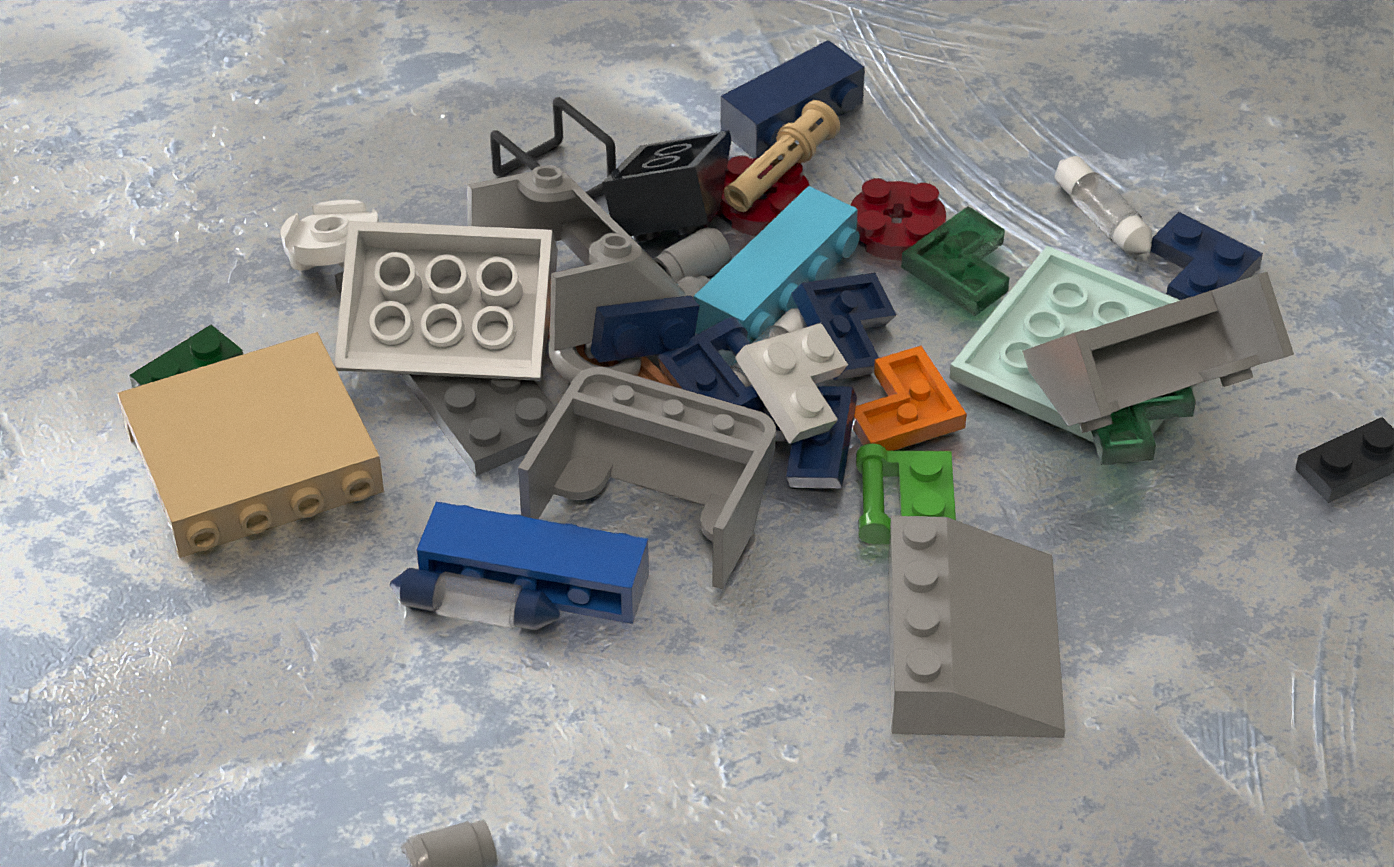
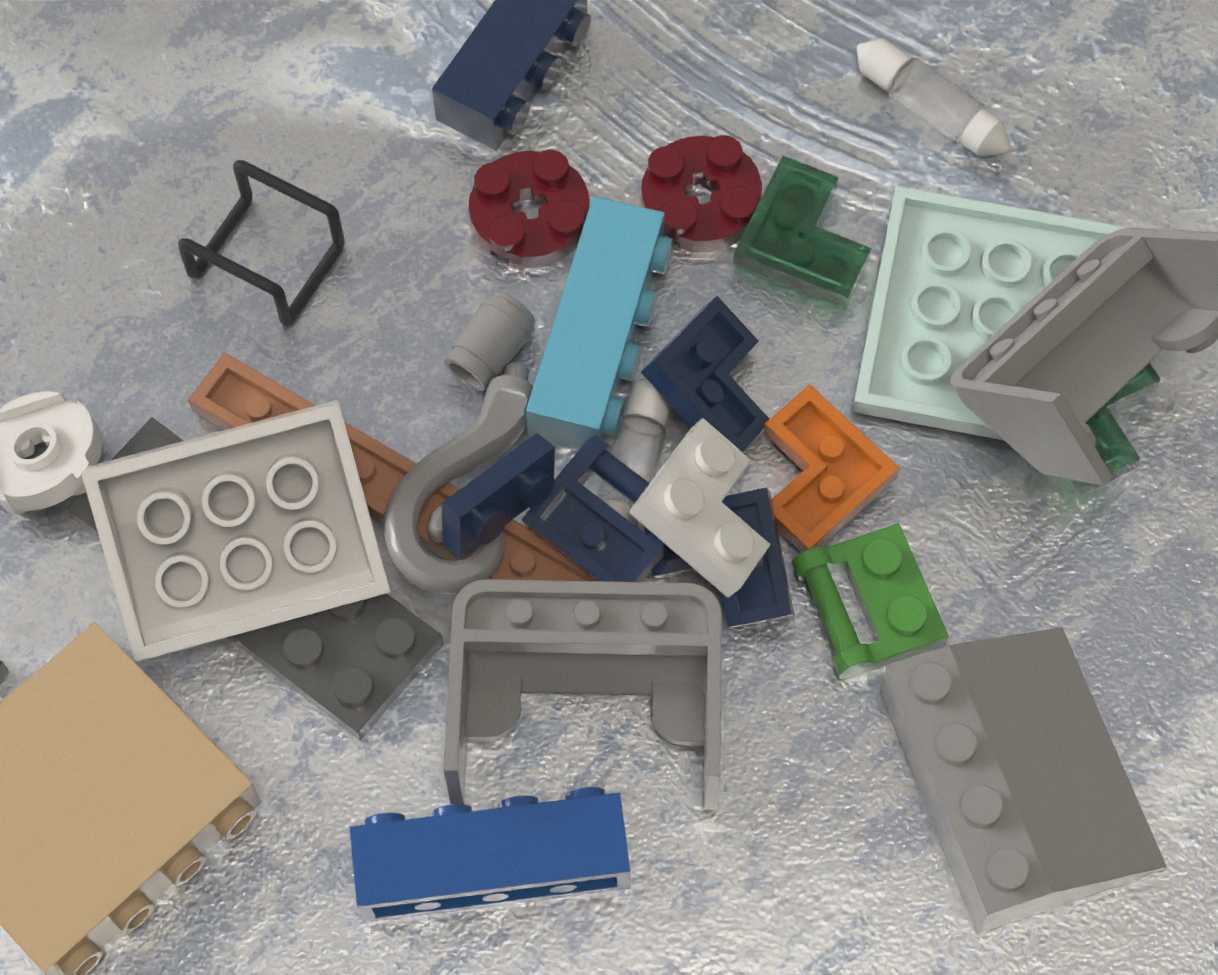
camera: 20 degrees left, 20 degrees up
(474, 599) = (441, 932): piece -> none
(615, 264) = (446, 417): light grey windscreen -> none
(669, 186) = (420, 238): black slope -> none
(805, 130) = (551, 136): tan pin -> none
(1204, 254) = (1084, 135): dark blue plate -> none

